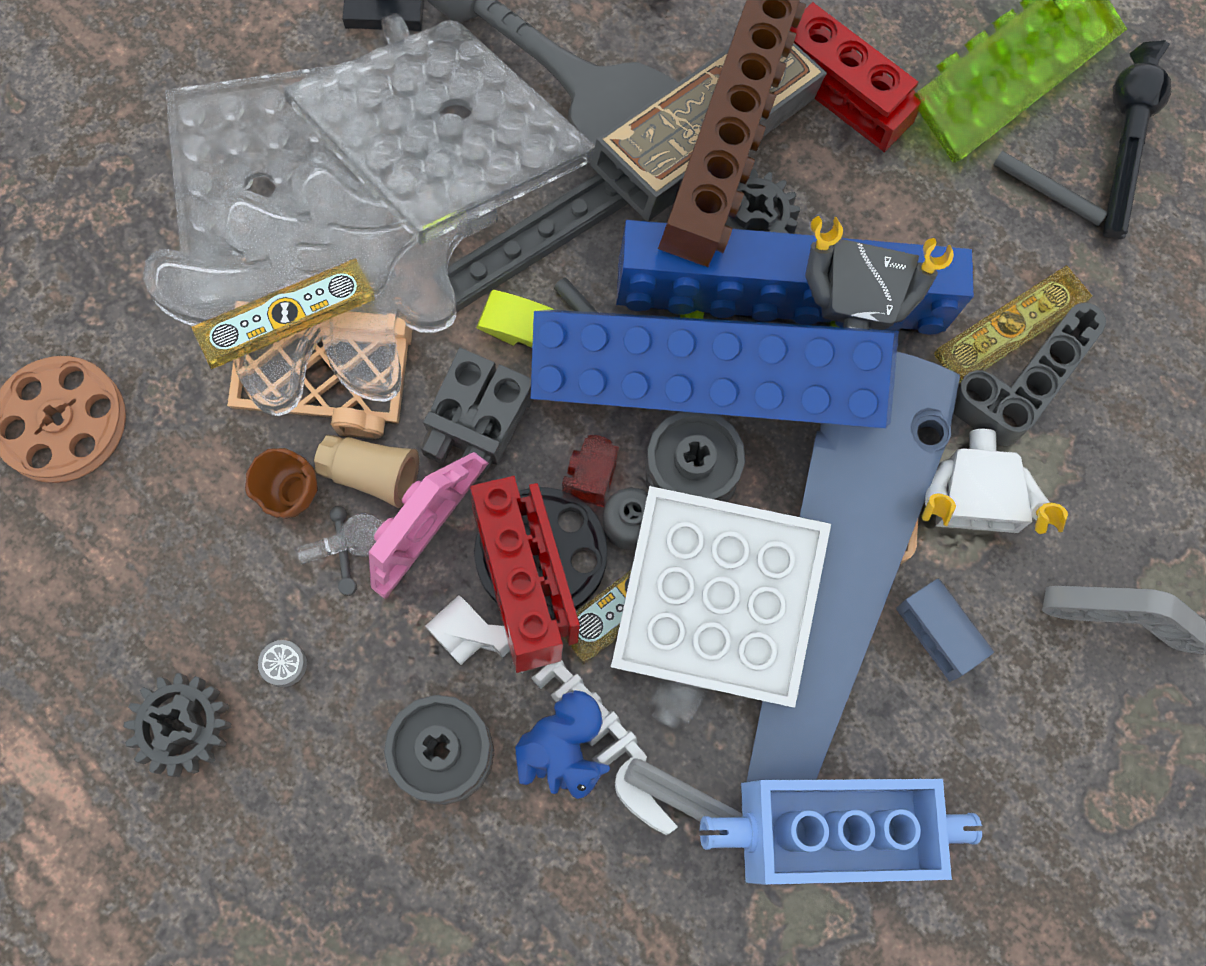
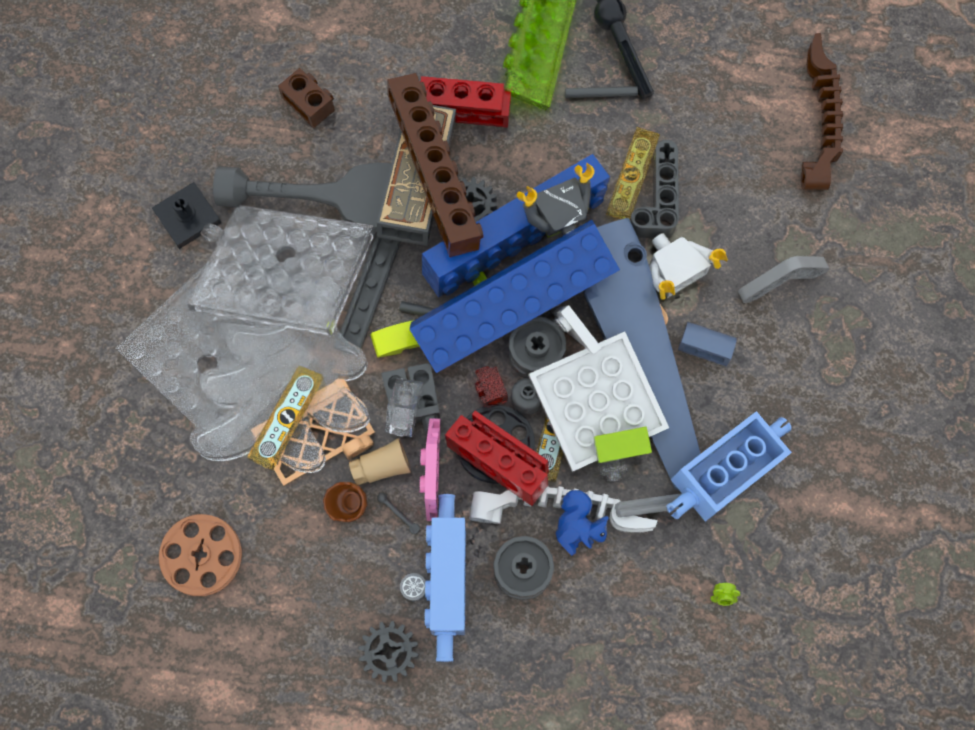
camera: 35 degrees left, 0 degrees up
(324, 685) = (447, 581): none -> light blue brick
(354, 536) = (402, 499): clear plate -> none
(446, 410) = (403, 407): none -> clear slope
(707, 681) = (622, 444): none -> lime tile
(759, 453) = (570, 323): none -> white wing

